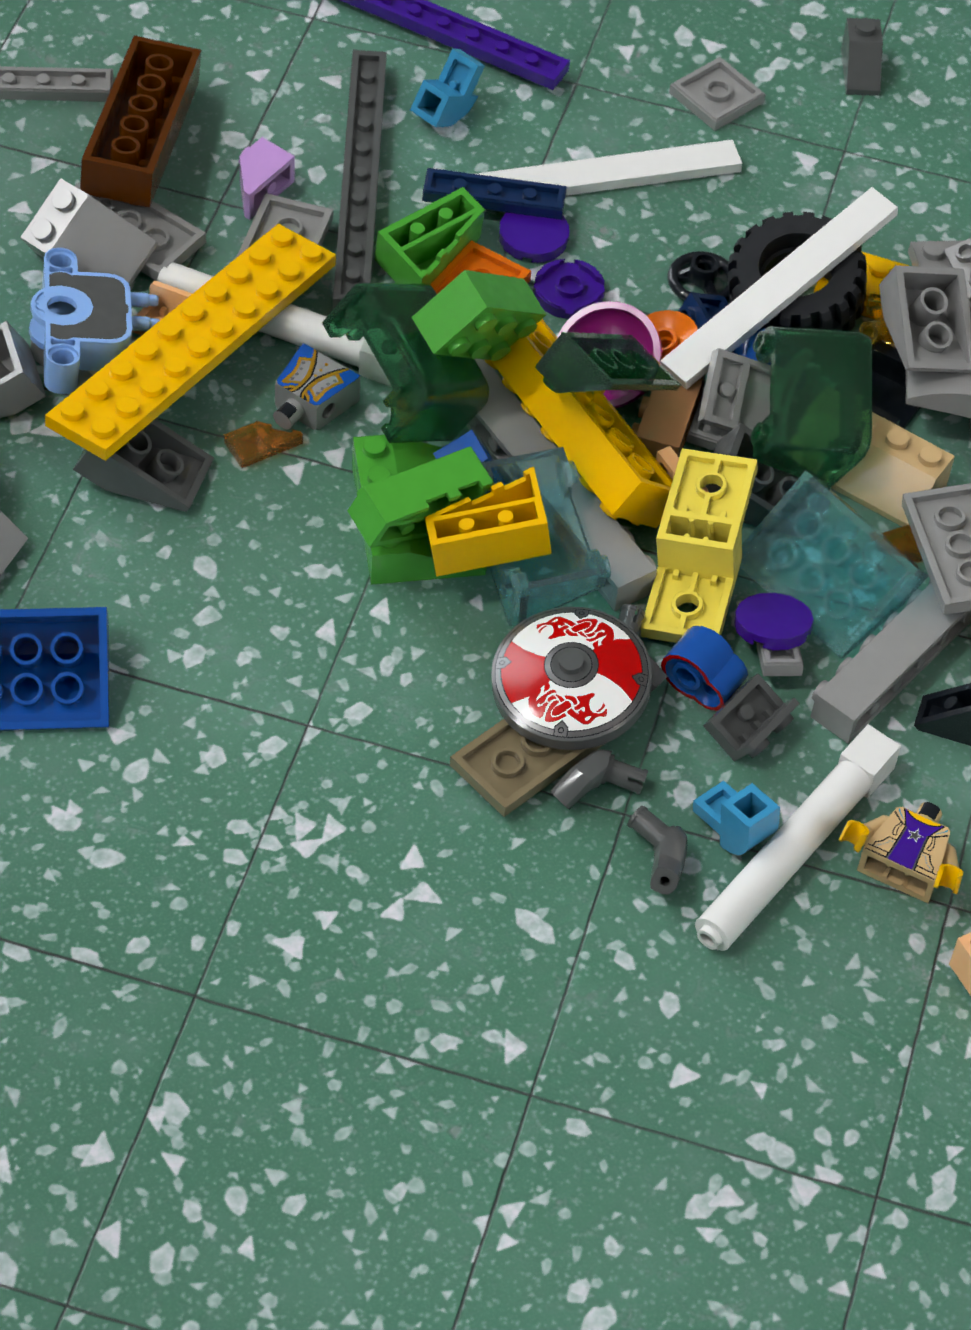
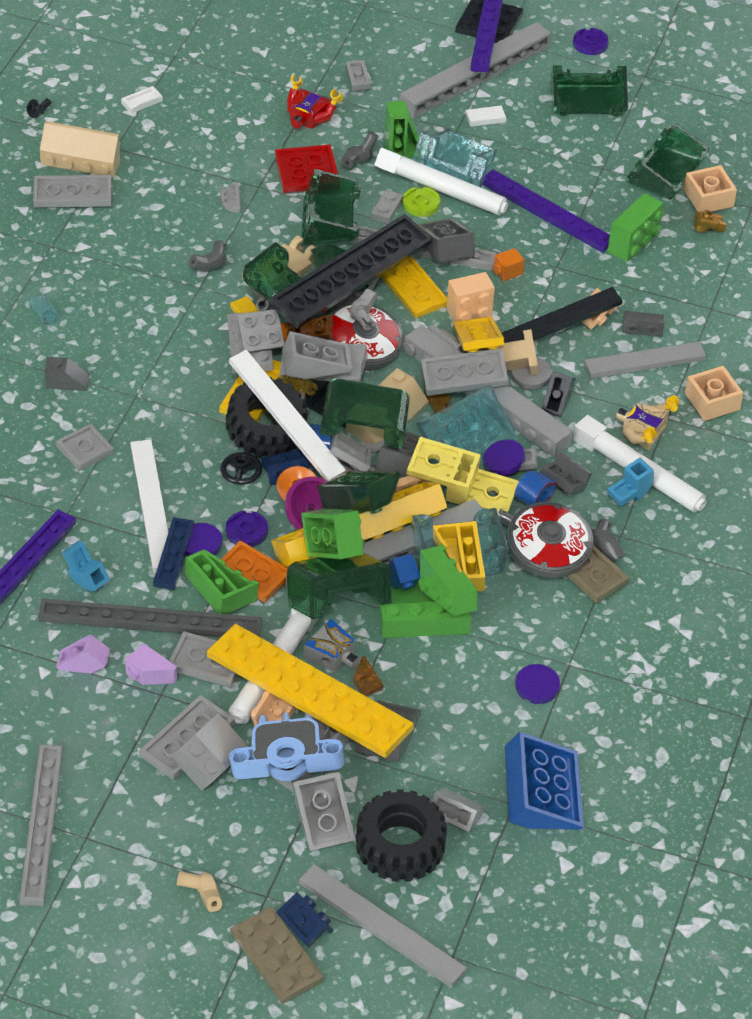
camera: 85 degrees left, 5 degrees down
(140, 121) = (109, 718): reddish brown brick -> none
(256, 672) = (537, 683): none -> dark purple tile
(276, 105) = (83, 656): none -> lavender slope
(669, 849) = (651, 517): dark grey arm -> none

